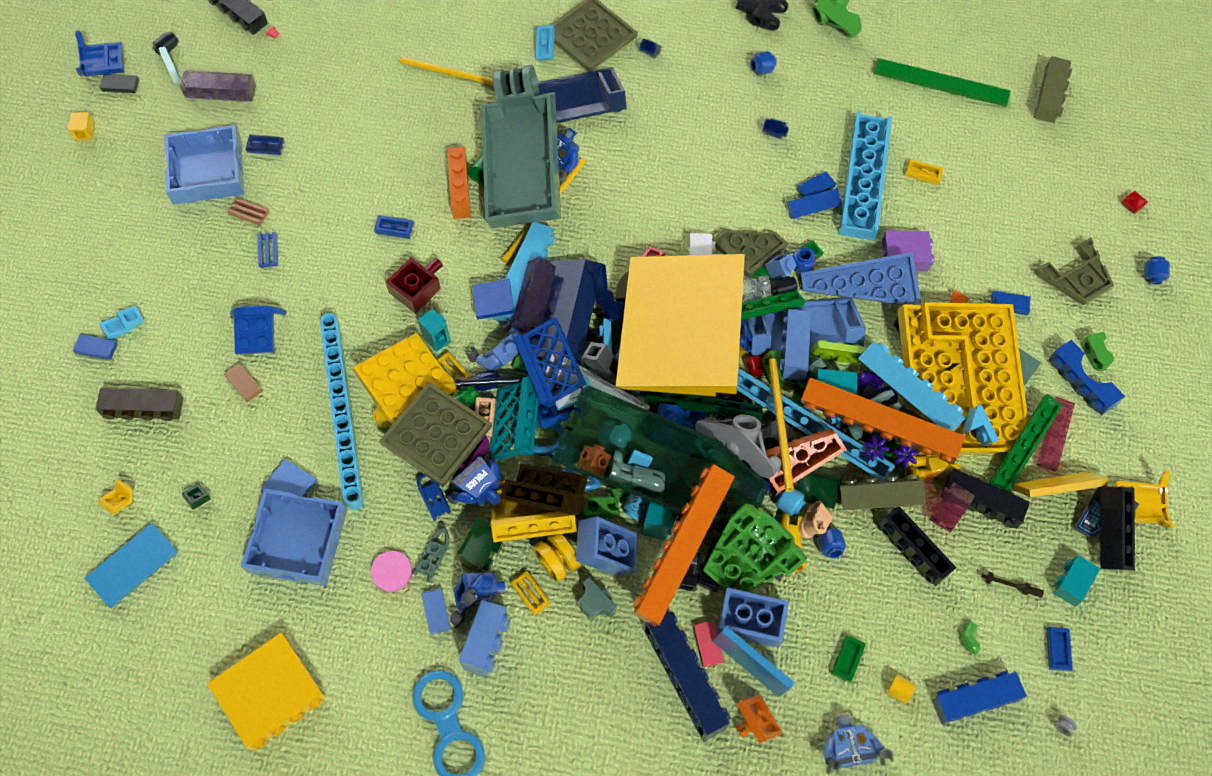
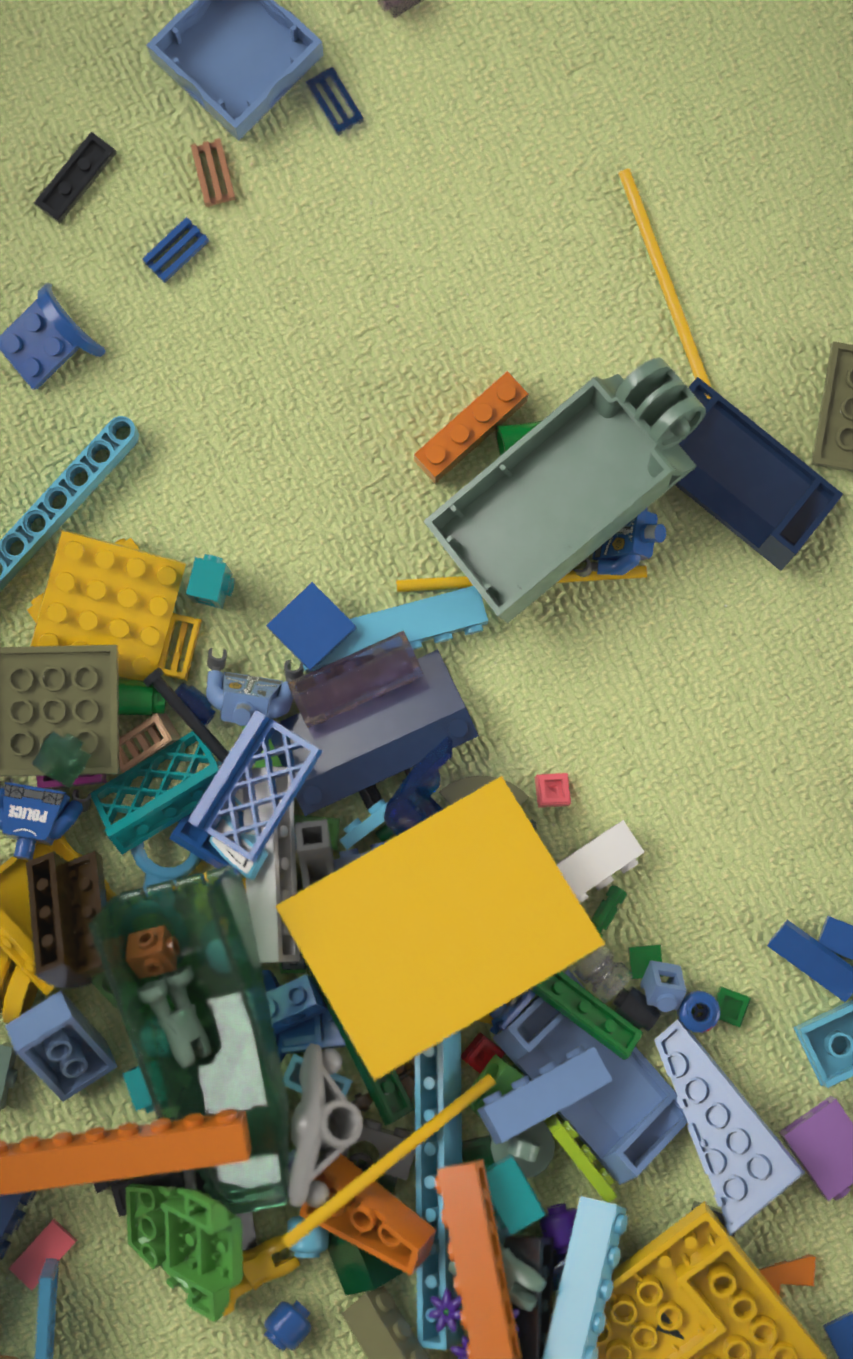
camera: 55 degrees right, 20 degrees up
(194, 269) = (75, 177): none -> black tile
(392, 229) = (349, 415): blue tile -> none
(415, 284) = (263, 497): dark red brick -> none
(463, 437) = (62, 758): none -> clear green brick
(545, 43) = (808, 362): medium azure plate -> none
(639, 459) = (205, 1005): medium azure slope -> none
(754, 617) = (108, 1292): medium blue brick -> none
(757, 247) = (667, 917): olive plate -> none
(815, 520) = (305, 1287): light nougat piece -> none

